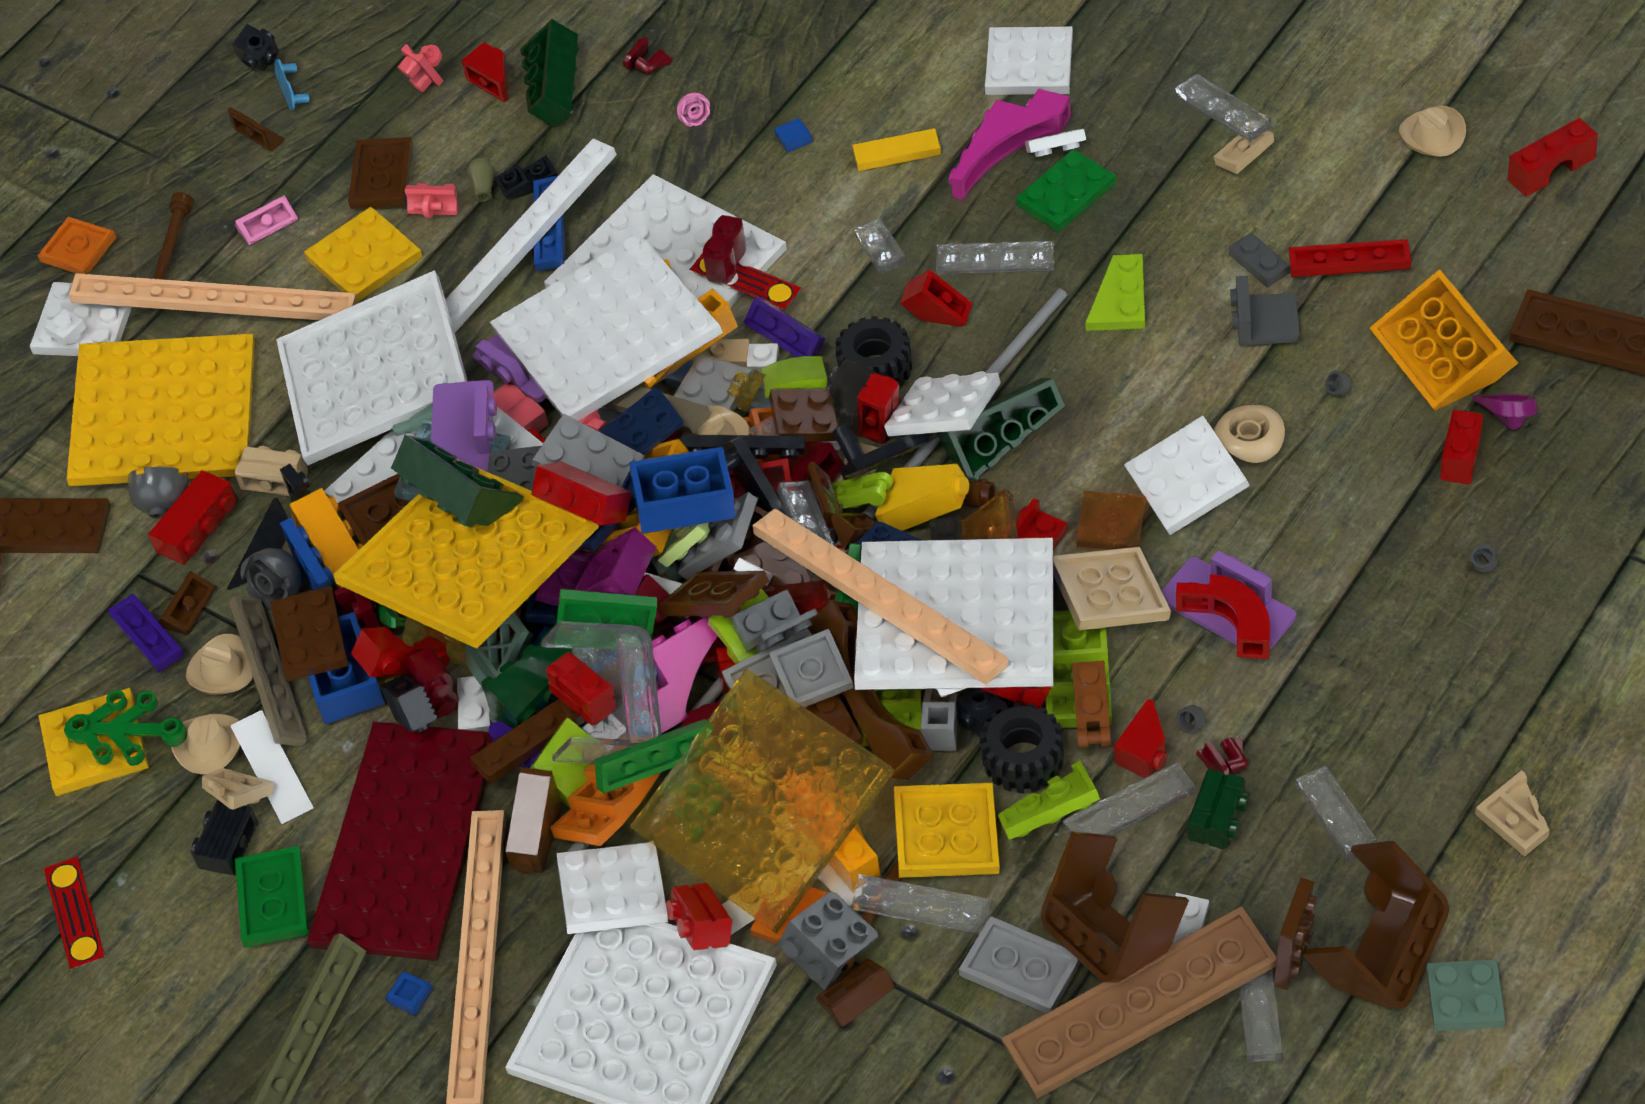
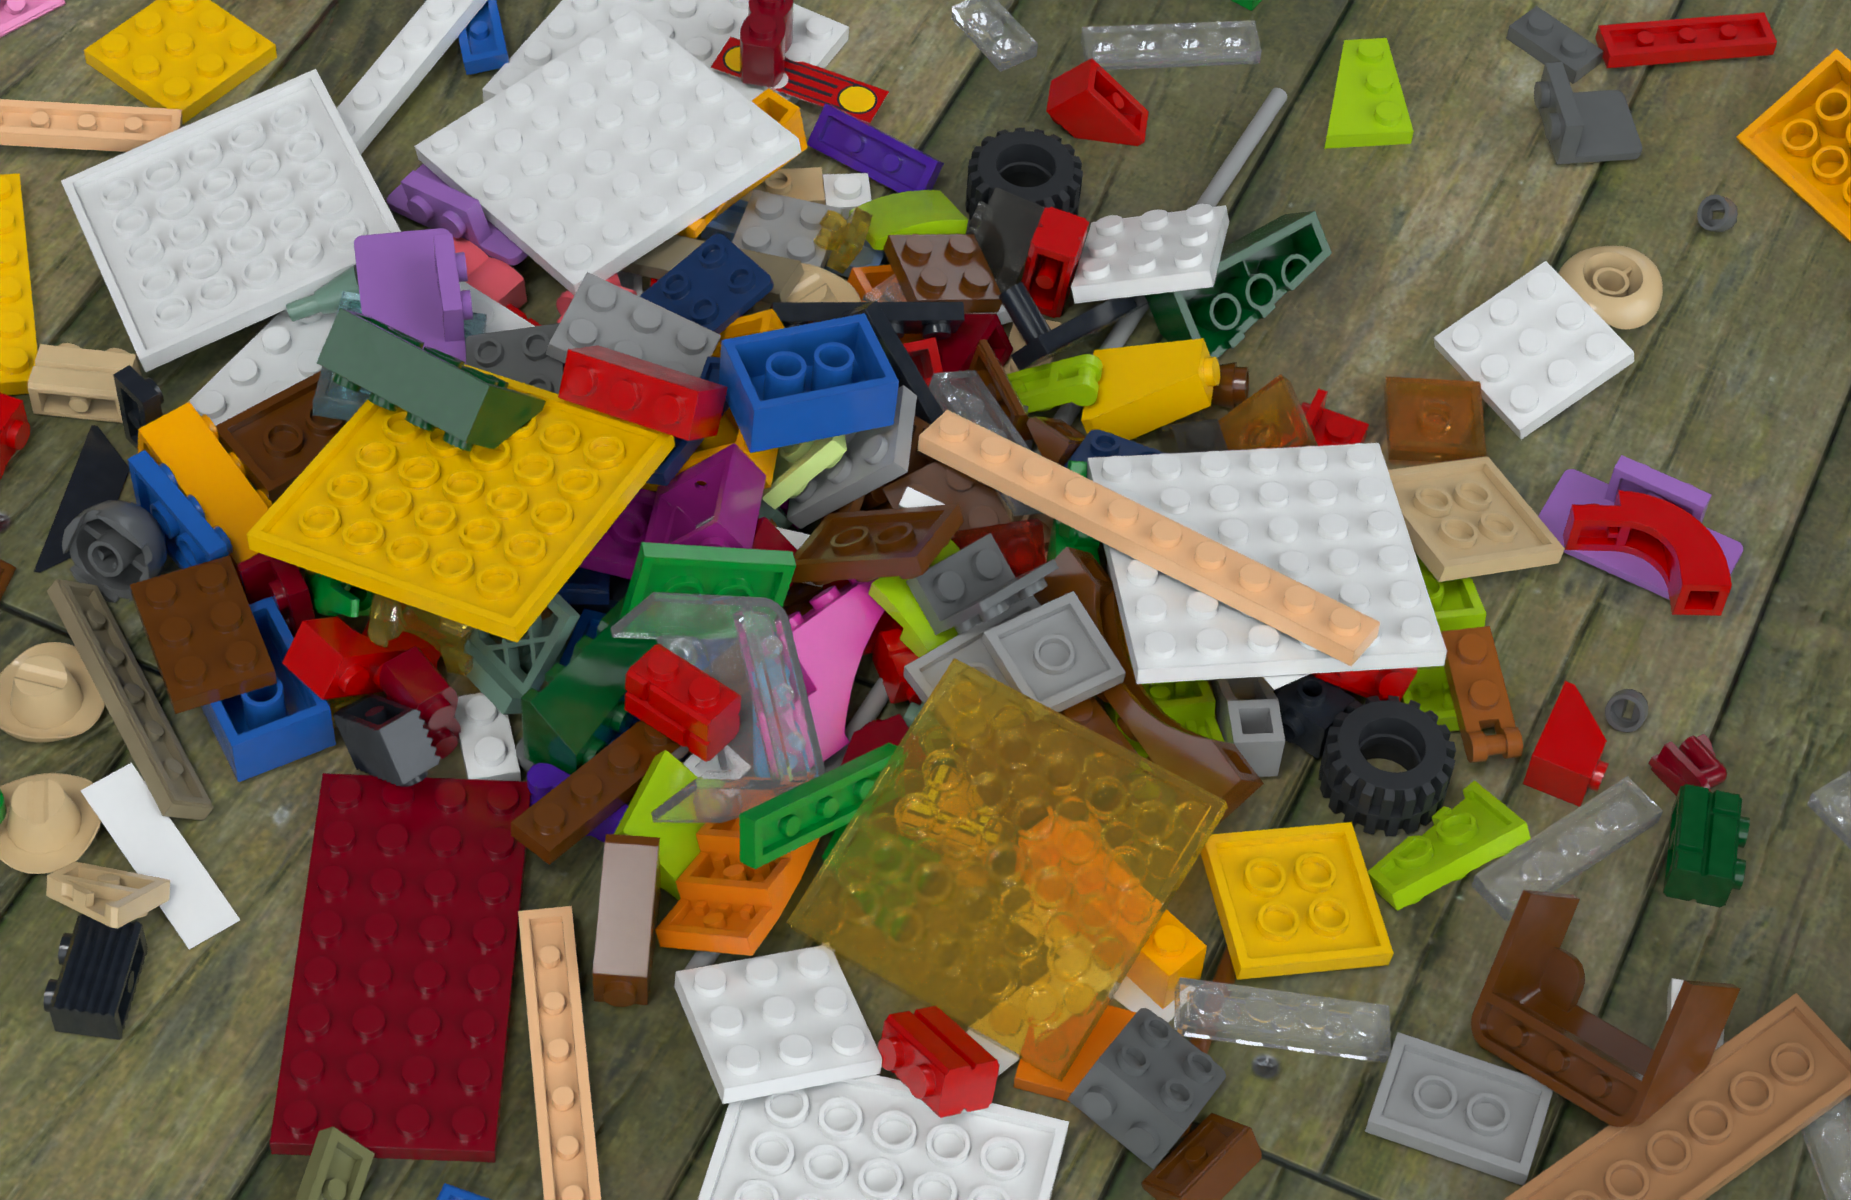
camera: 20 degrees left, 0 degrees up
(271, 896) = (195, 1072): green plate -> none

